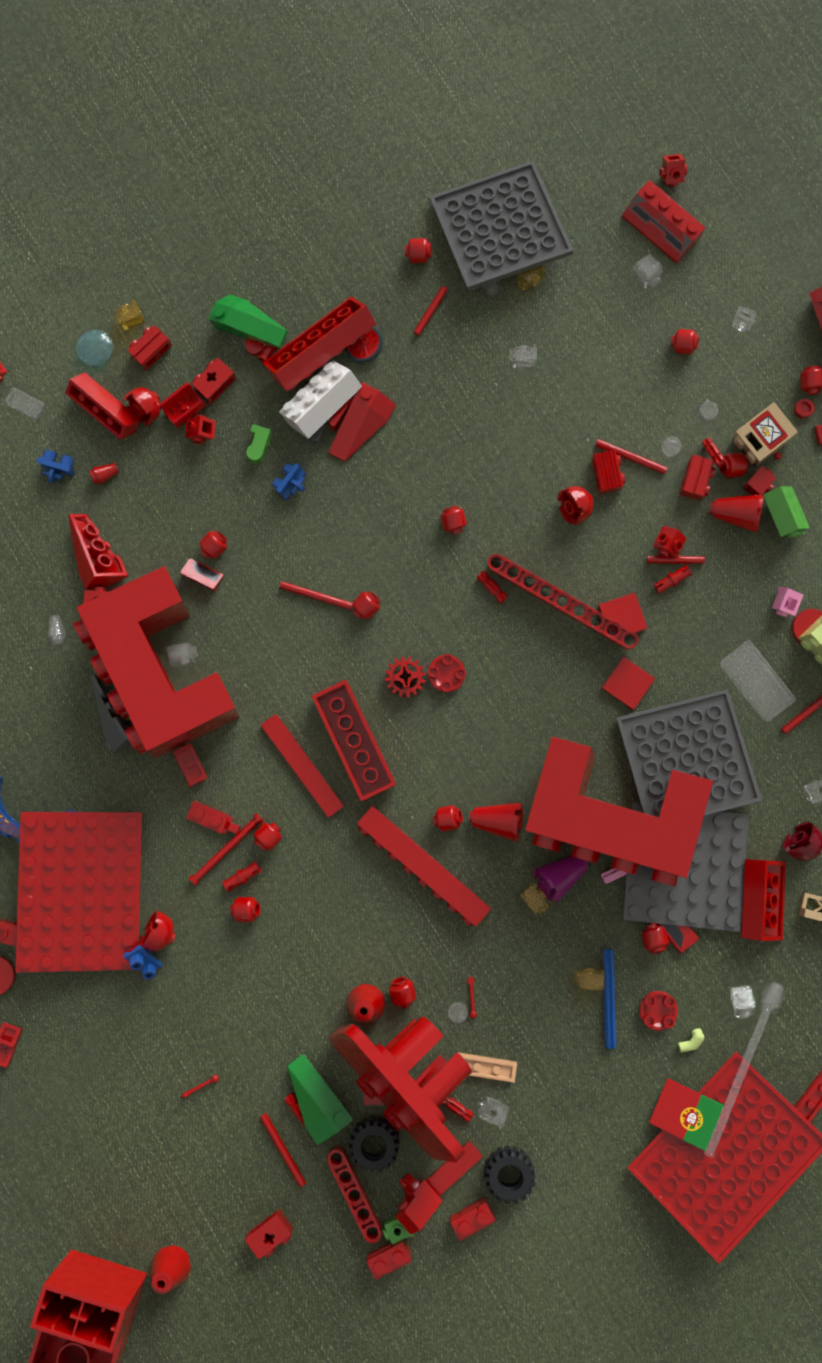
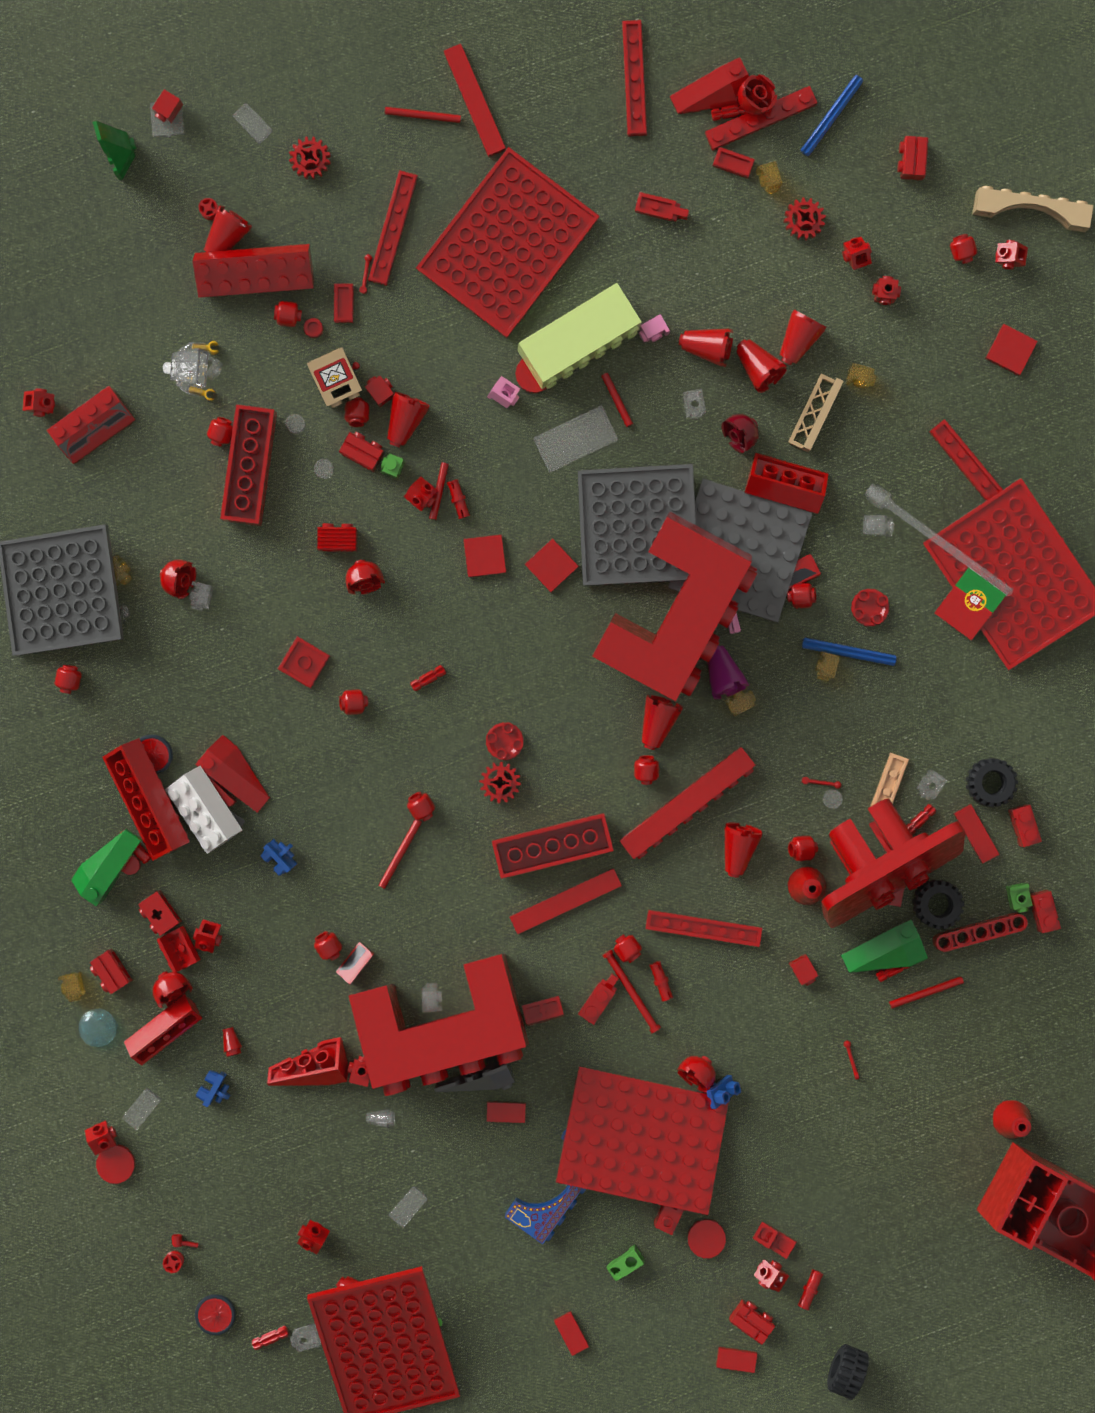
camera: 80 degrees left, 5 degrees up
(84, 750) = (506, 1112): none -> red tile
(245, 909) = (693, 983): red head -> none
(258, 449) = (235, 879): bright green leg -> none
(274, 1224) = (1001, 1031): red brick -> none
(280, 1018) = (803, 970): none -> red brick
(302, 908) = (703, 928): none -> red plate
(390, 928) = (740, 847): none -> red cone
(417, 1205) = (1001, 874): red hinge -> none
(431, 309) = (132, 679): red bar -> none
(481, 466) = (304, 662): none -> red tile
(536, 329) = (177, 578): none -> red cylinder
(567, 610) = (455, 622): red beam -> none
(631, 456) = (325, 511): red bar -> none
(648, 271) = (139, 451): clear brick -> none
(659, 373) = (248, 465): none -> red brick
(690, 509) = (392, 466): none -> bright green brick
(694, 1042) = (907, 580): yellowish green arm -> none
(714, 453) = (340, 429): red axle -> none
(739, 298) = (189, 368): none -> clear torso
(786, 512) = (416, 373): bright green brick -> none

